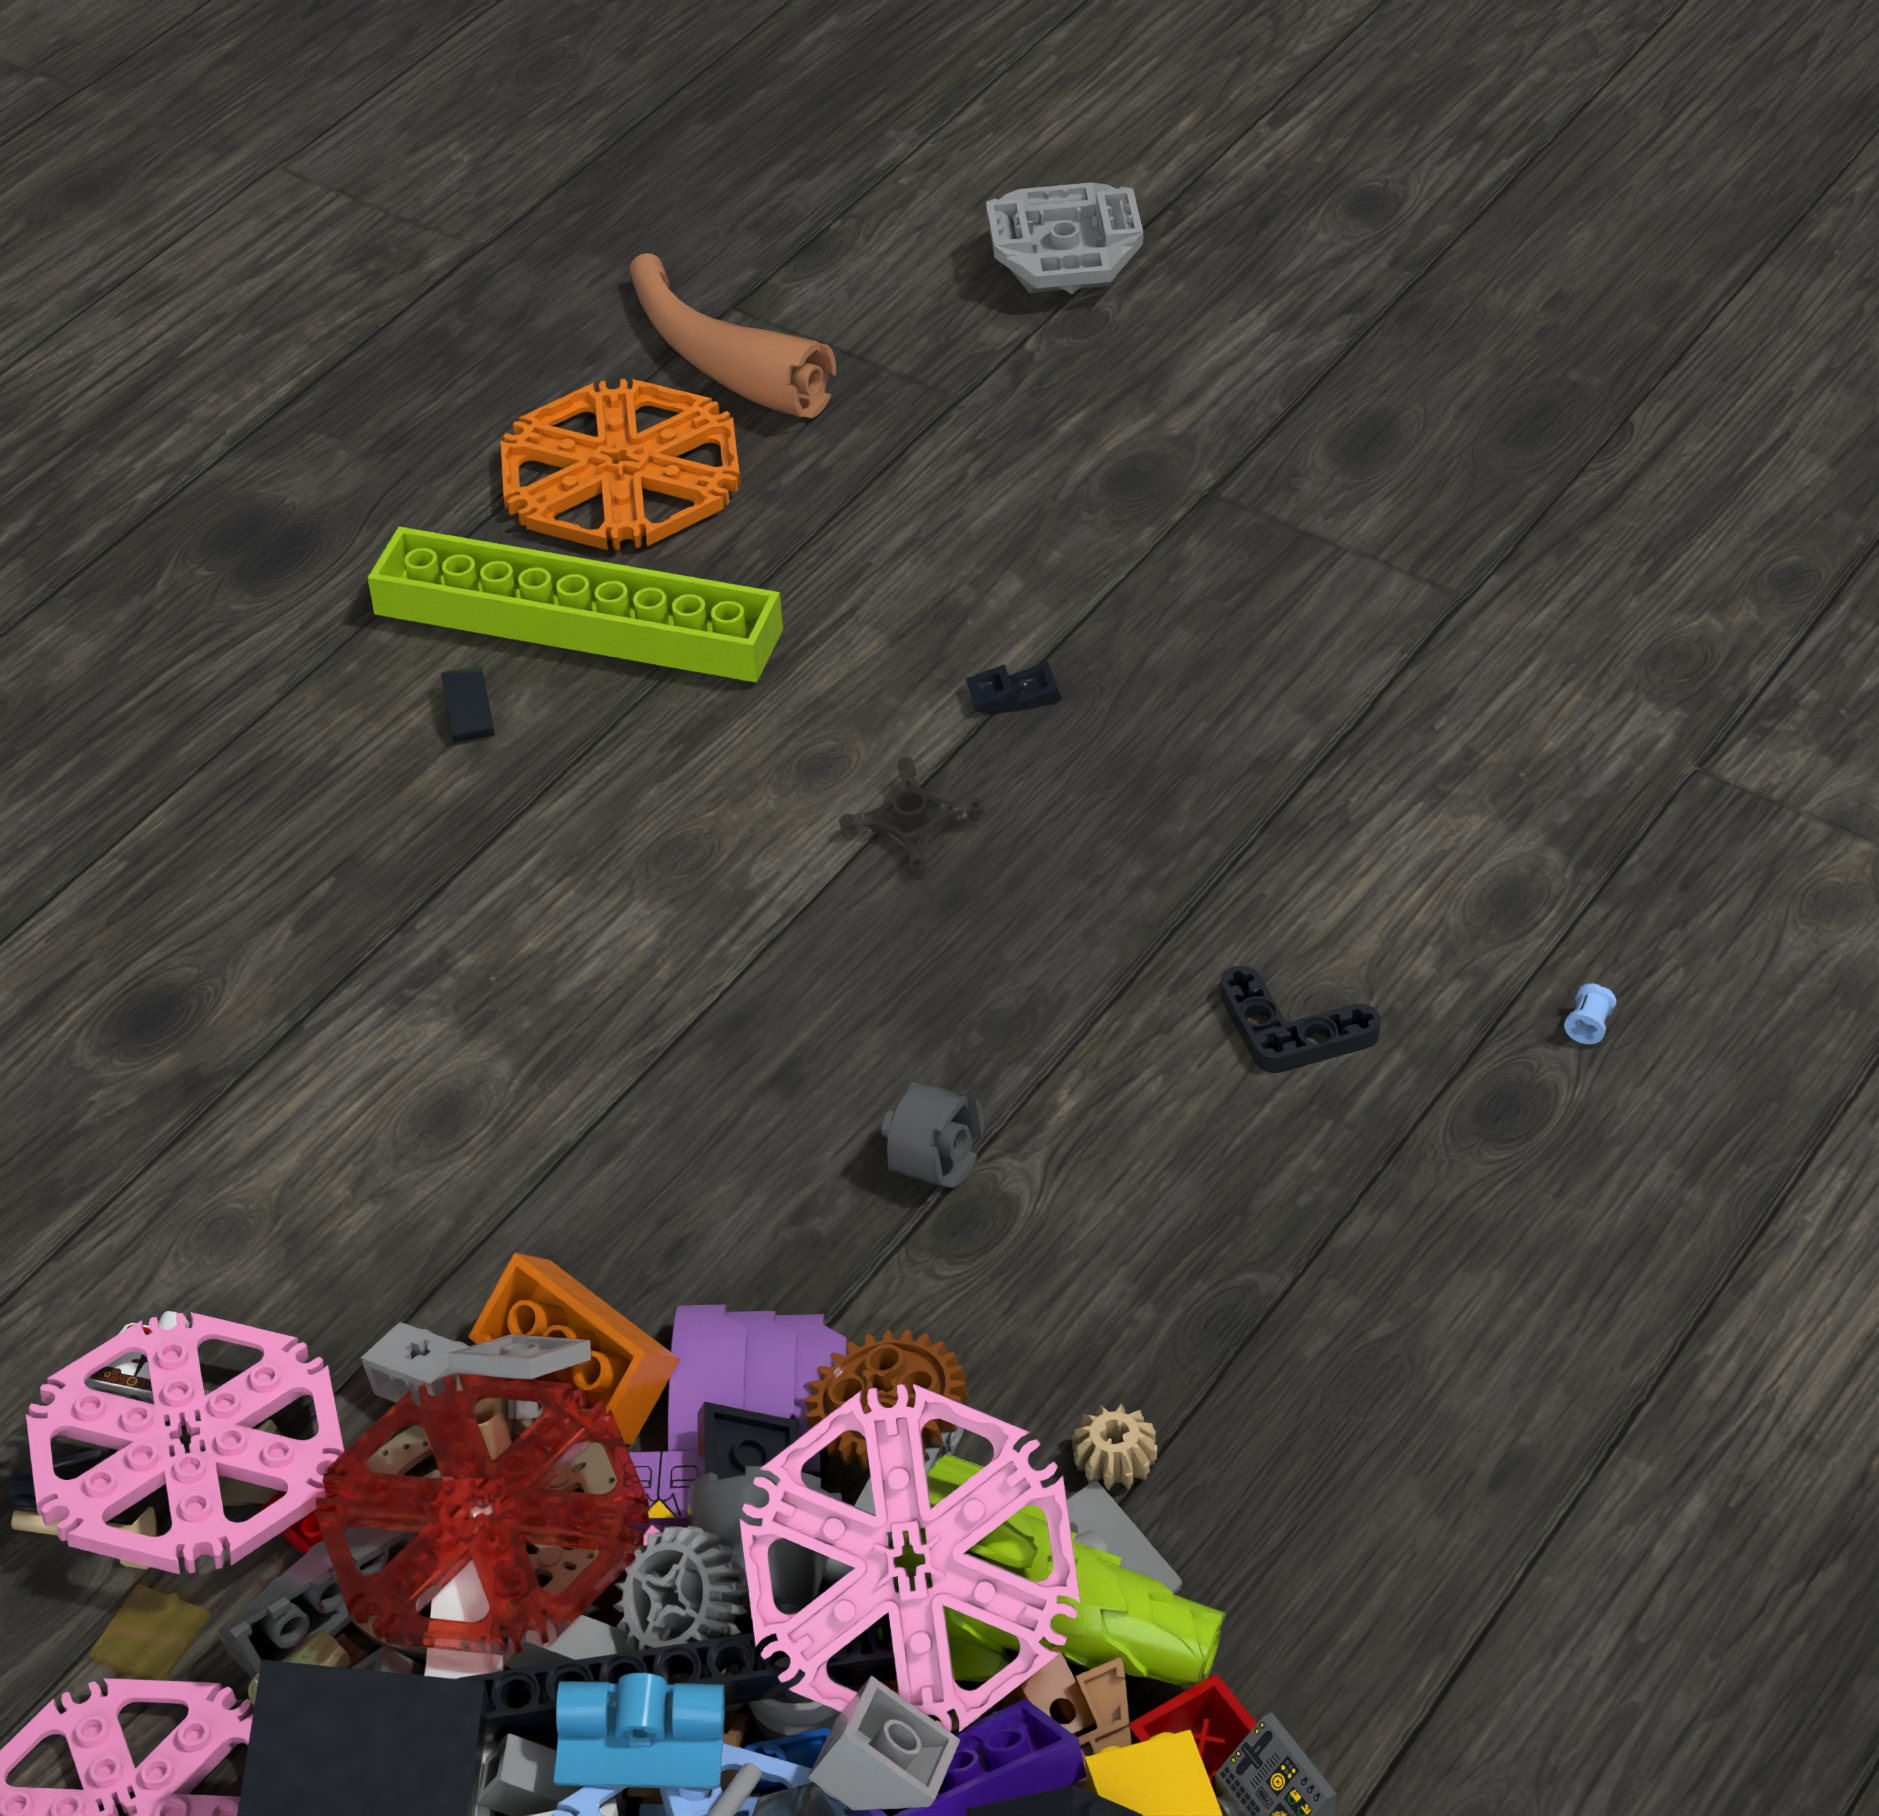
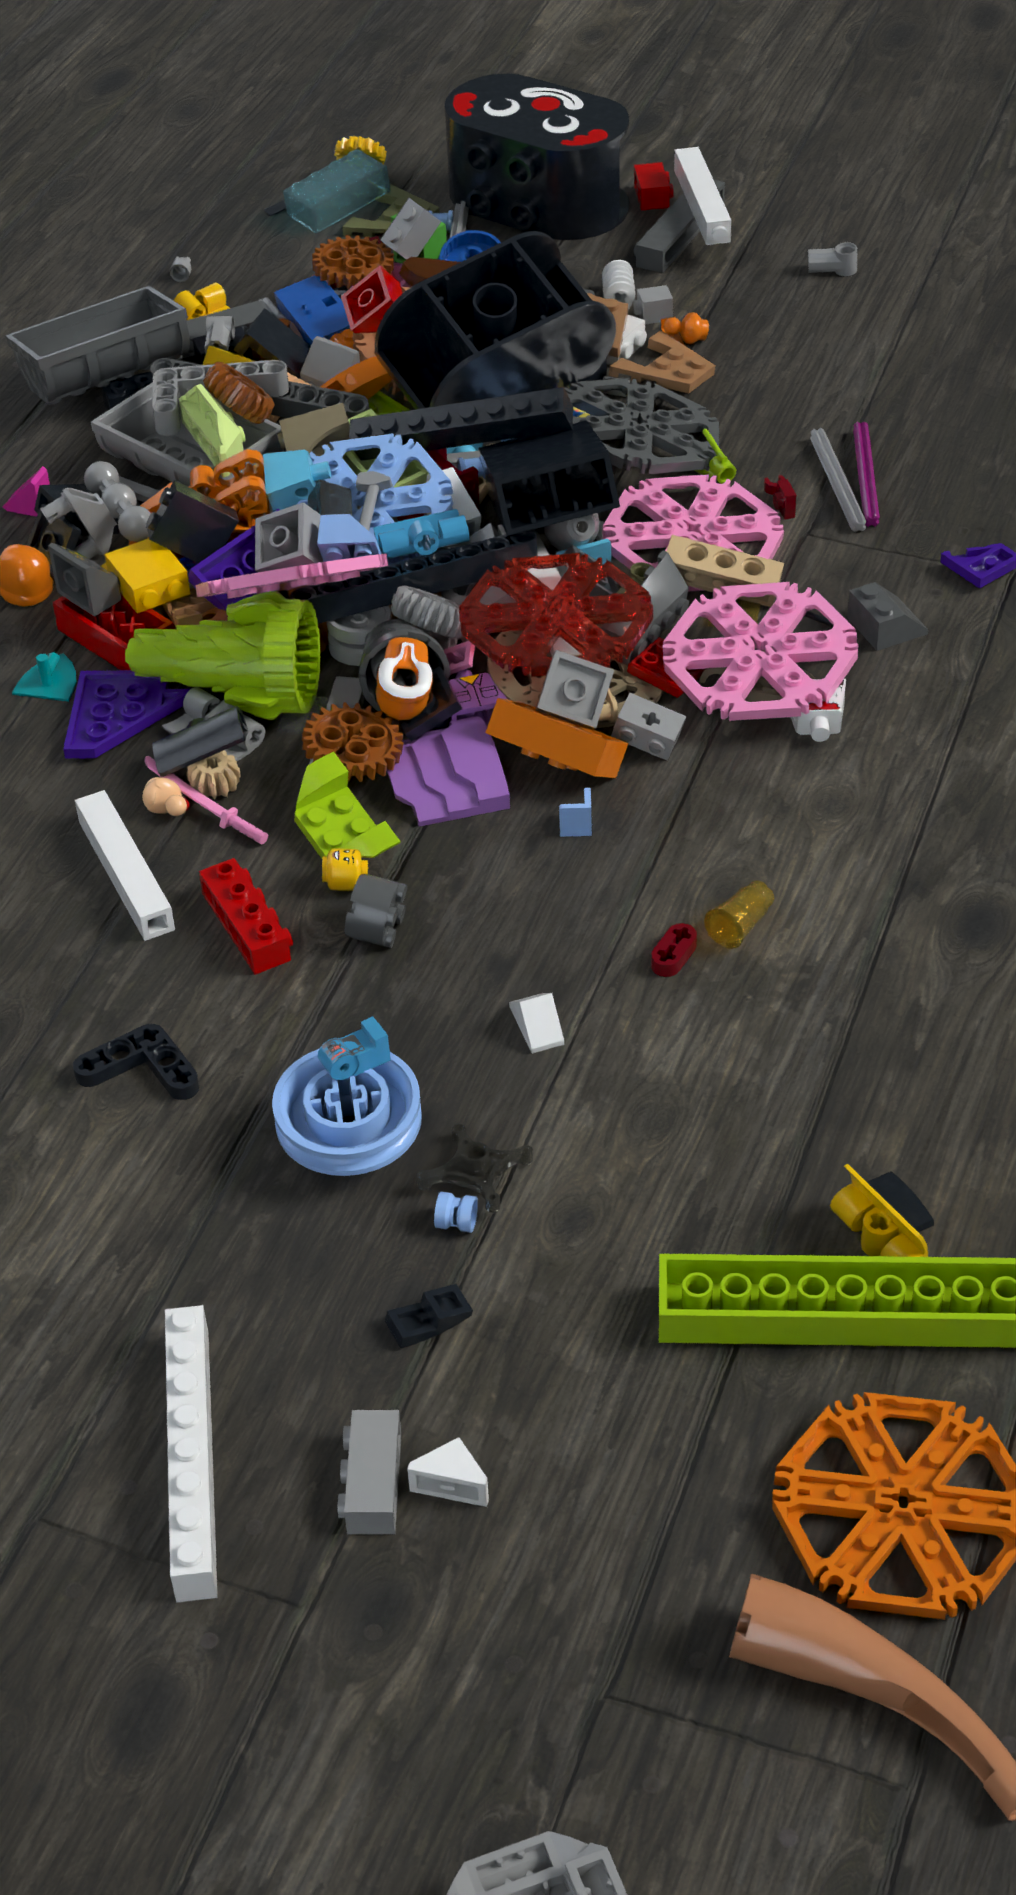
camera: 165 degrees right, 0 degrees up
(140, 1660) = (713, 566): none -> tan brick
(448, 1056) = (736, 916): none -> clear yellow plant
(502, 663) = (881, 1225): none -> yellow panel
(556, 1042) = (680, 952): none -> dark red beam
(596, 1254) = (576, 818): none -> light blue panel
(770, 1419) = (398, 700): none -> orange piece
(771, 989) = (538, 1021): none -> white slope
(777, 1717) = (344, 538): none -> light blue slope
(935, 1290) = (333, 816): none -> lime piece
(951, 770) = (456, 1212): none -> light blue wheel
(957, 1227) = (343, 868): none -> yellow head
(1021, 856) = (356, 1051): none -> dark azure leg
(1038, 542) = (449, 1474): none -> white slope
(1046, 849) = (312, 1108): none -> light blue wheel
(1109, 1372) = (228, 817): none -> bright pink sword
(1112, 557) = (371, 1472): none -> light grey brick
(1114, 1192) = (246, 915): none -> red brick
(1129, 1469) = (199, 740): none -> black panel
(1198, 1421) = (164, 796): none -> light nougat animal
(1275, 1625) = (114, 708): none -> dark purple wing
(1279, 1314) = (125, 865): none -> white brick
(1291, 602) = (190, 1455): none -> white brick
(1367, 1753) = (49, 679): none -> teal shield

